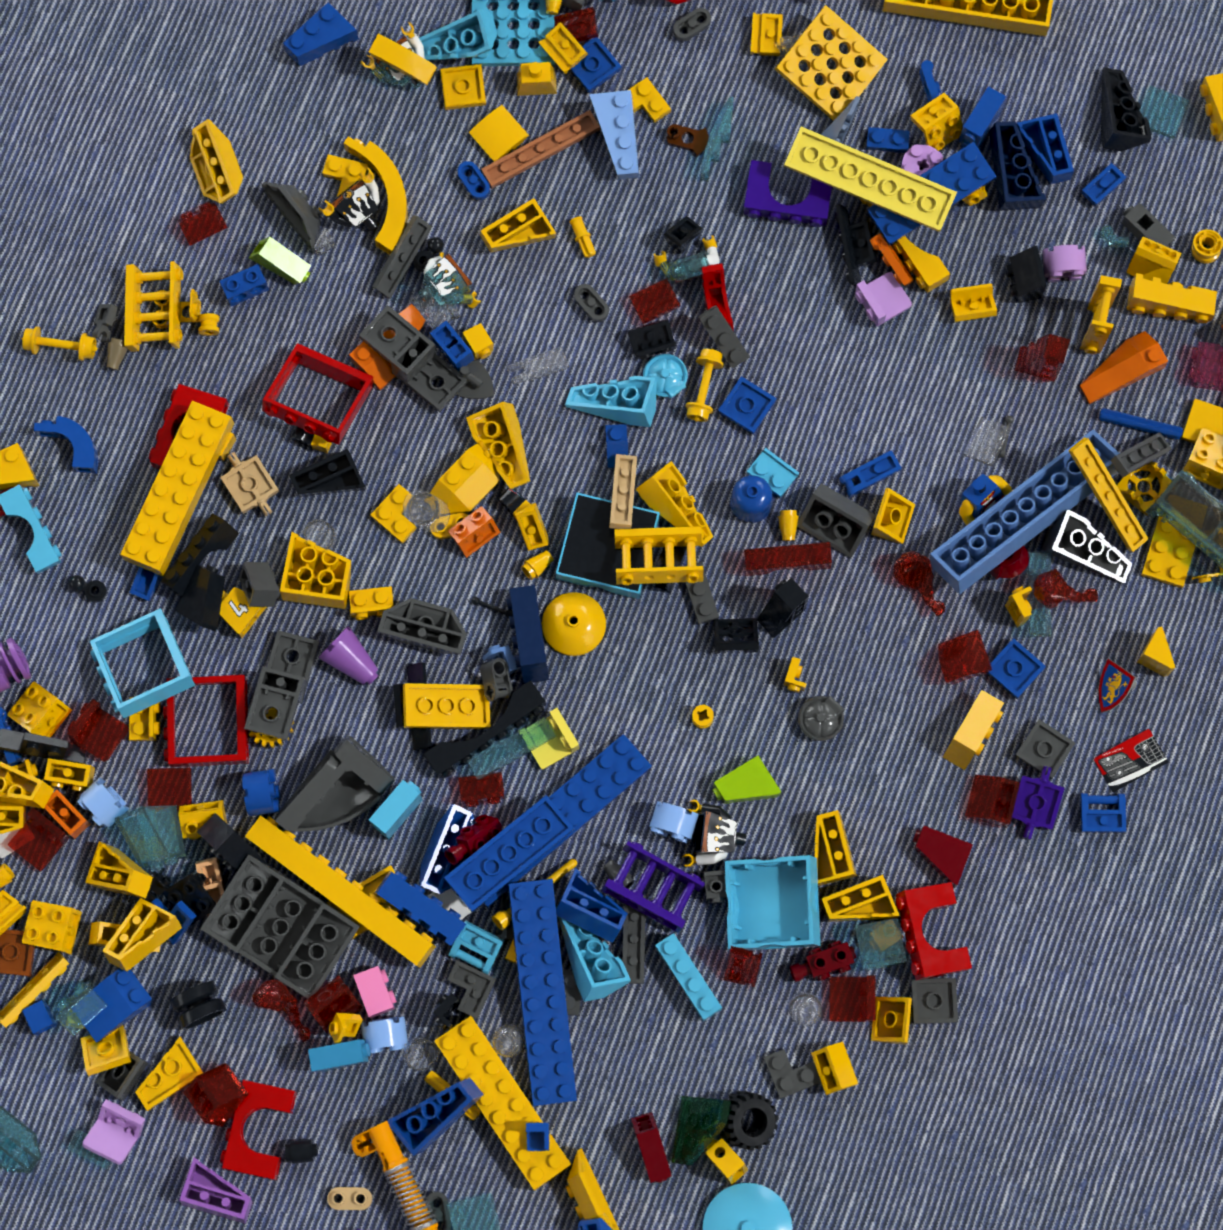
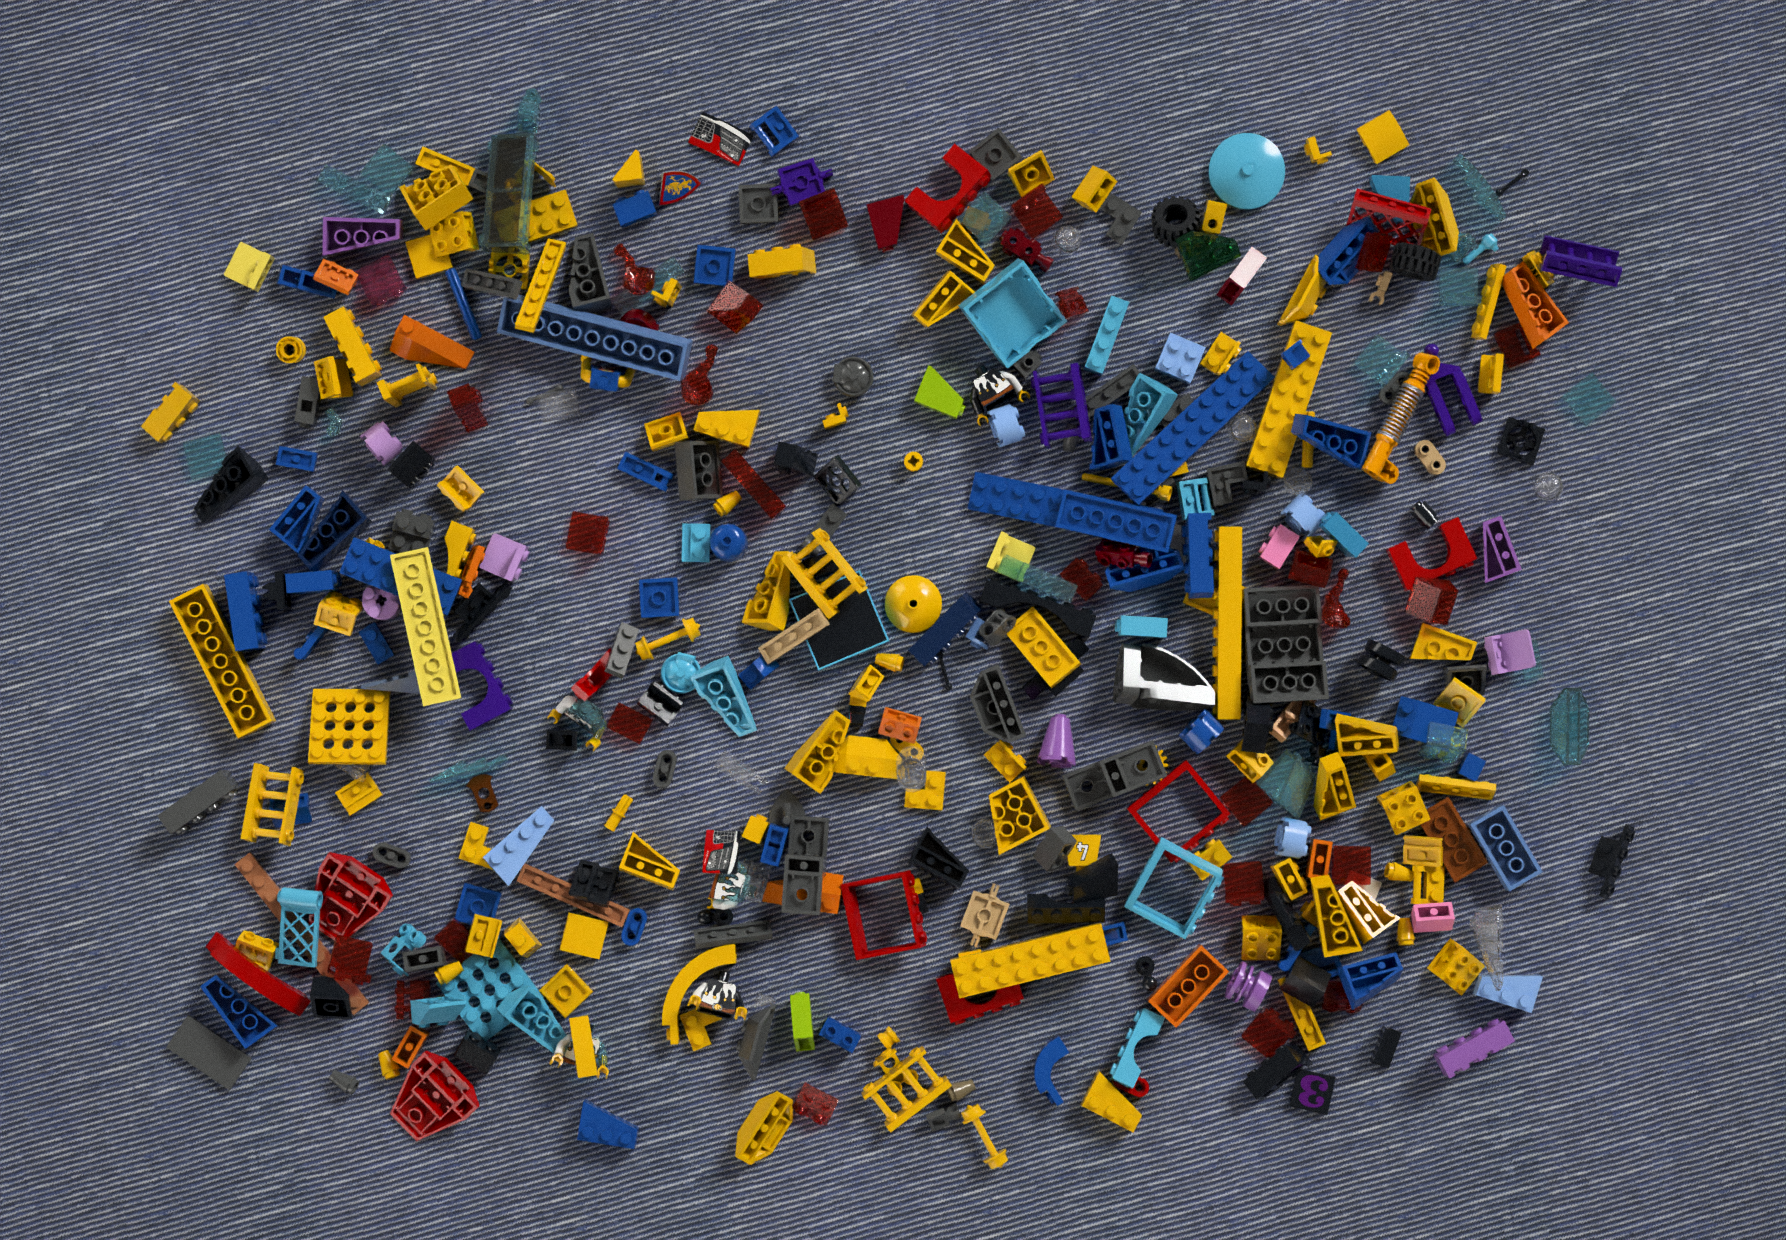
camera: 125 degrees left, 10 degrees up
(47, 613) = (1187, 985): none -> orange brick
(480, 295) = (721, 852): none -> sticker
(537, 171) = (593, 883): none -> black slope
(593, 1073) = (1220, 354): none -> yellow bracket
(616, 1029) = (1179, 358): none -> light blue brick
(851, 385) = (588, 533): none -> clear red bracket
(856, 574) = (729, 426): none -> yellow wedge
(964, 236) = (411, 531): none -> dark grey plate
(996, 81) = (278, 592): none -> black piece
(998, 46) = (245, 611): none -> blue brick
(1120, 634) = (634, 209): none -> blue brick

